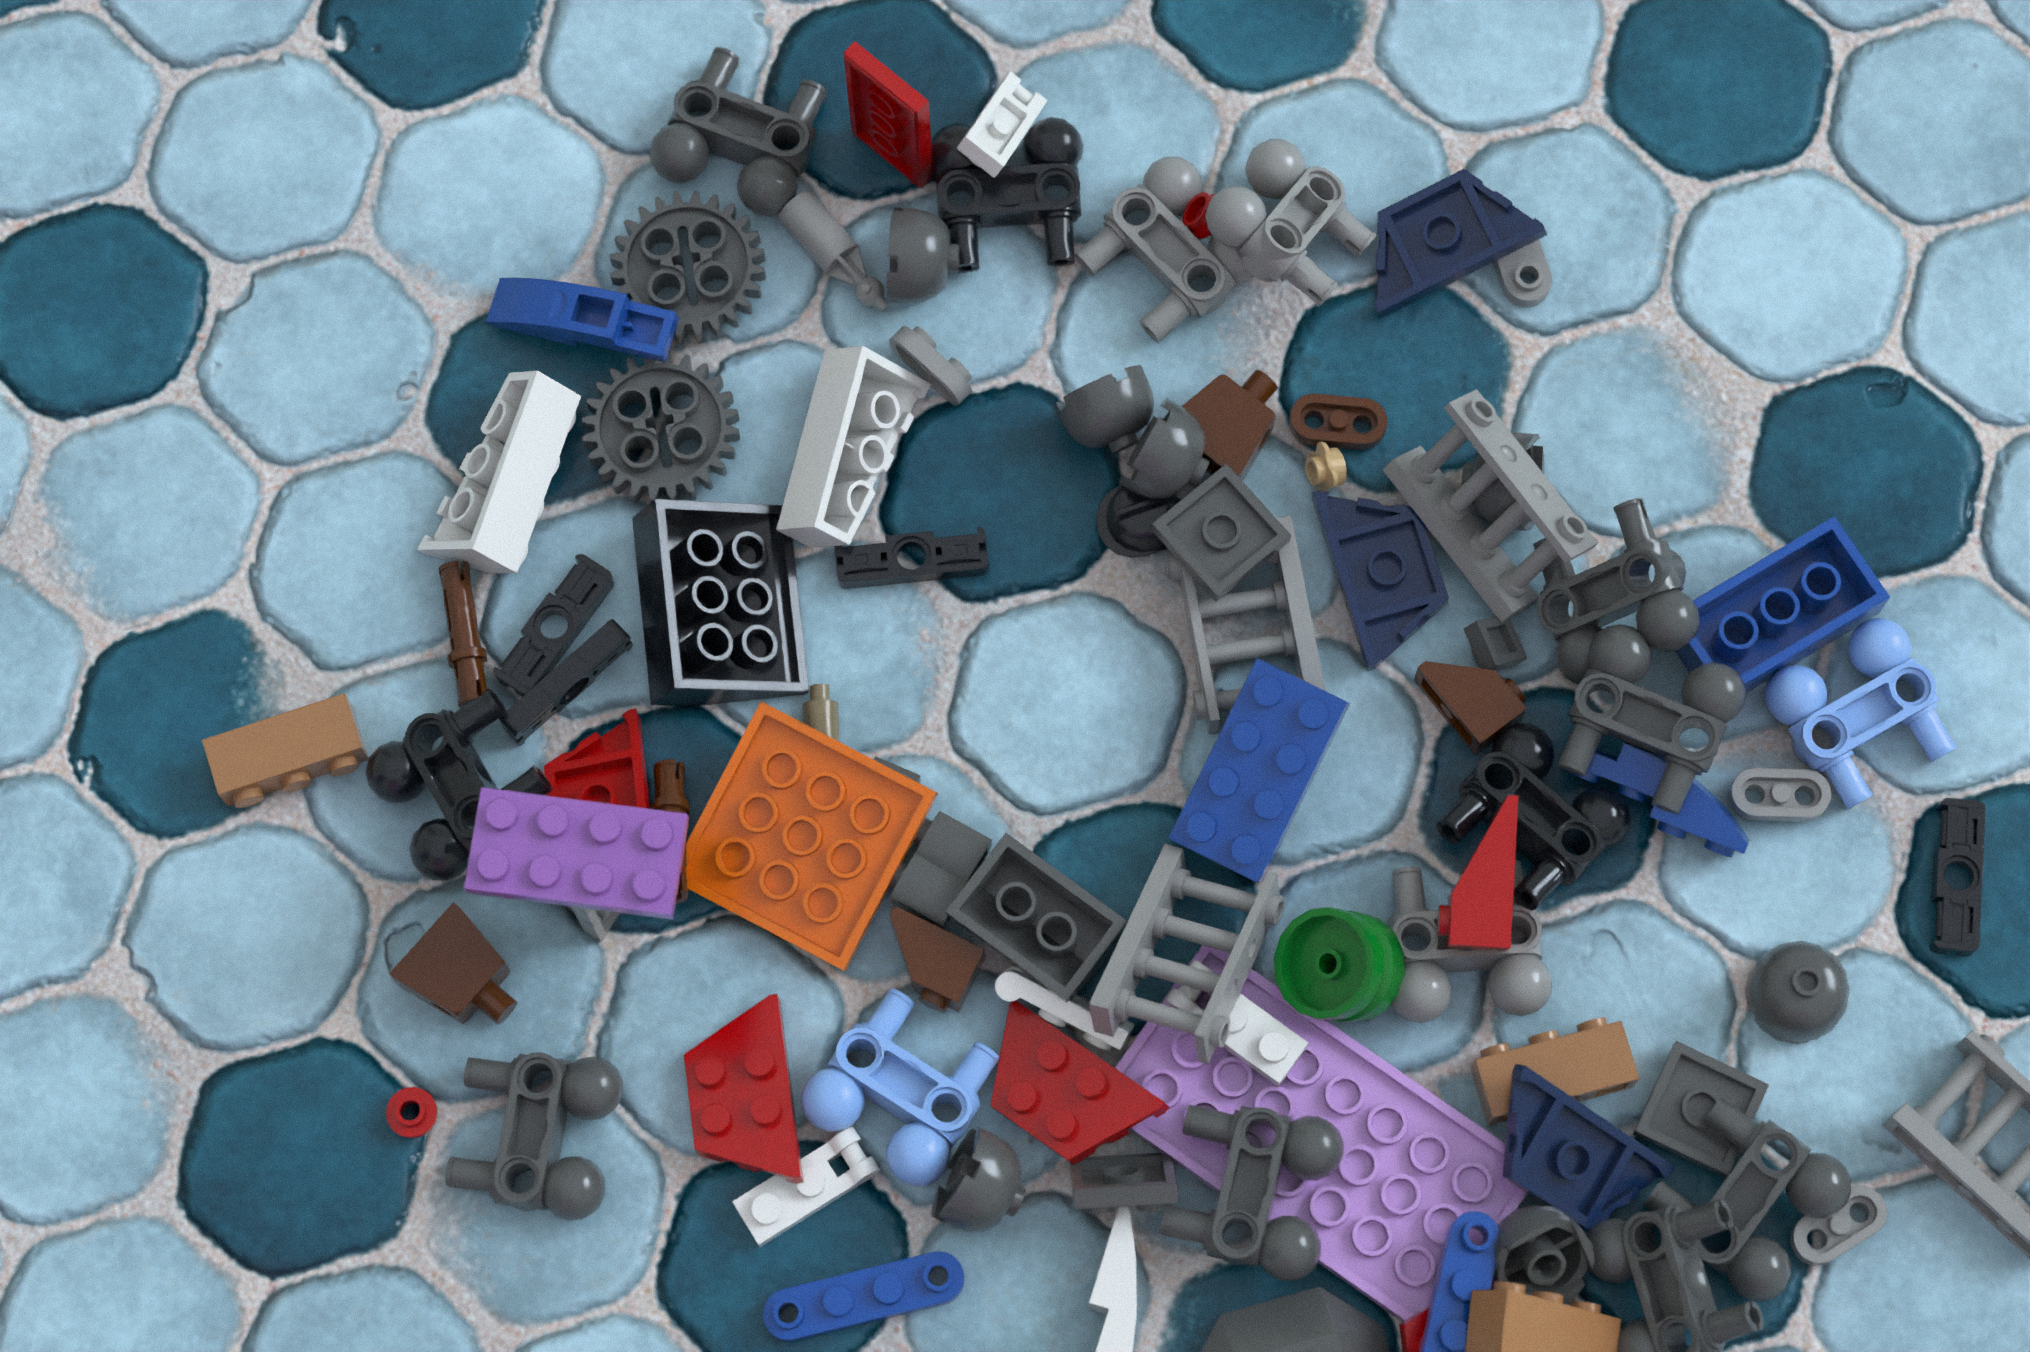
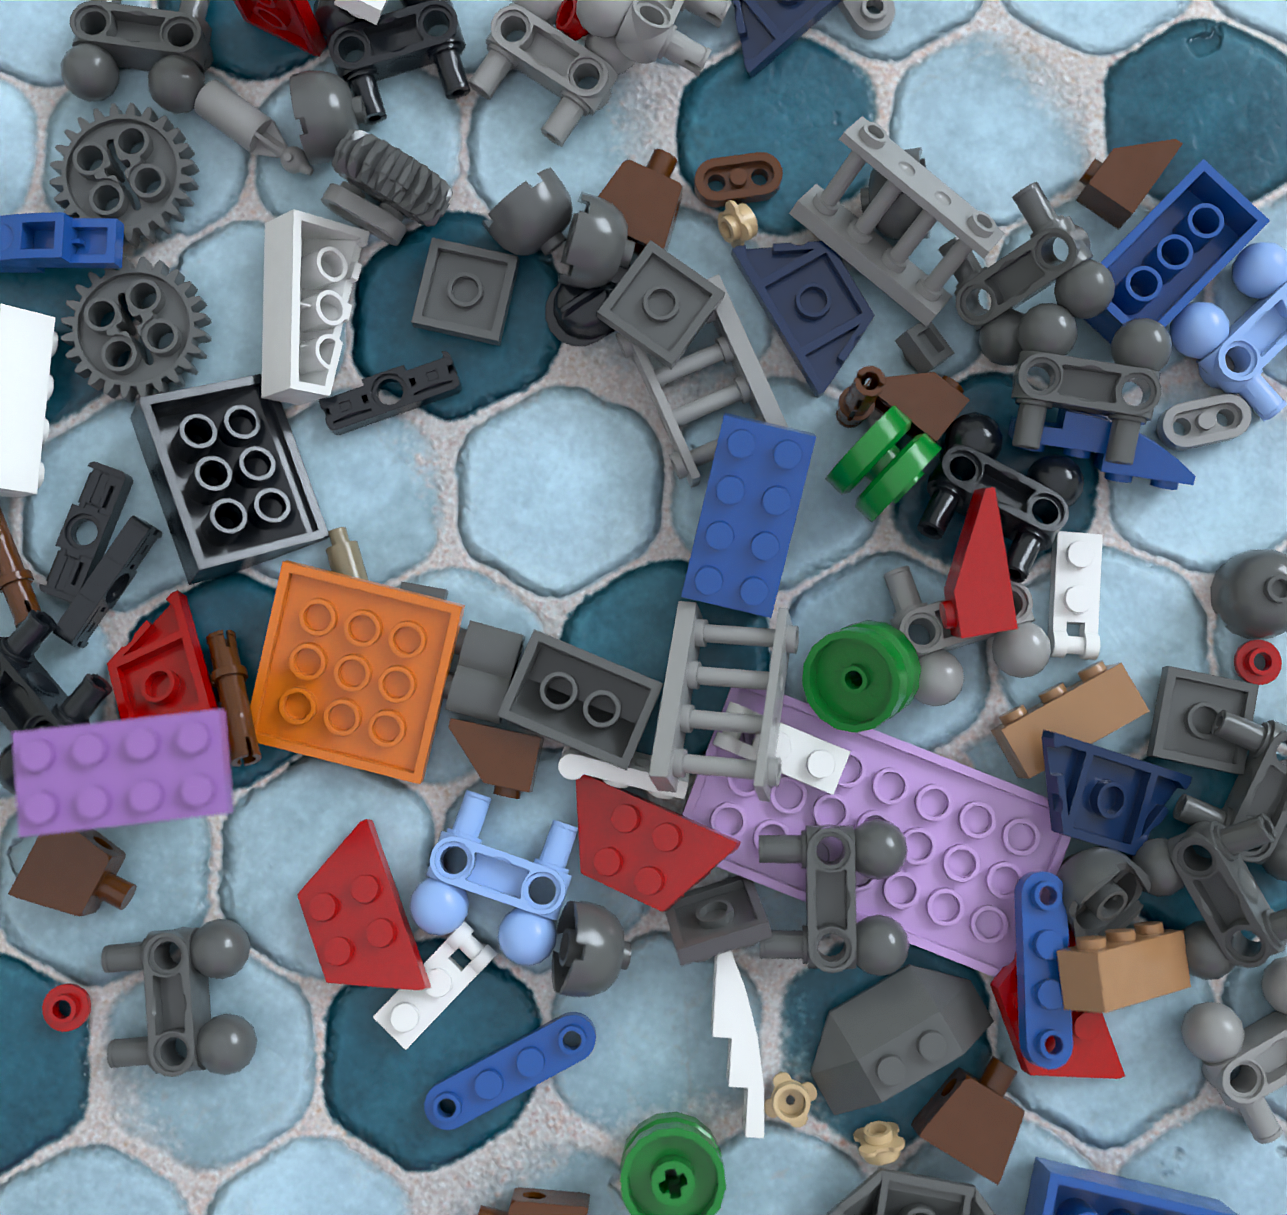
camera: 15 degrees left, 10 degrees up
(972, 337) = (392, 177): none -> dark grey gear
(1018, 471) = (465, 291): none -> dark grey plate
(1406, 677) = (860, 397): none -> reddish brown pin
(1416, 752) = (883, 463): none -> green wheel
(1596, 943) = (1075, 594): none -> white plate
(1756, 518) = (1124, 179): none -> reddish brown slope
(1764, 1071) = (1245, 665): none -> red plate

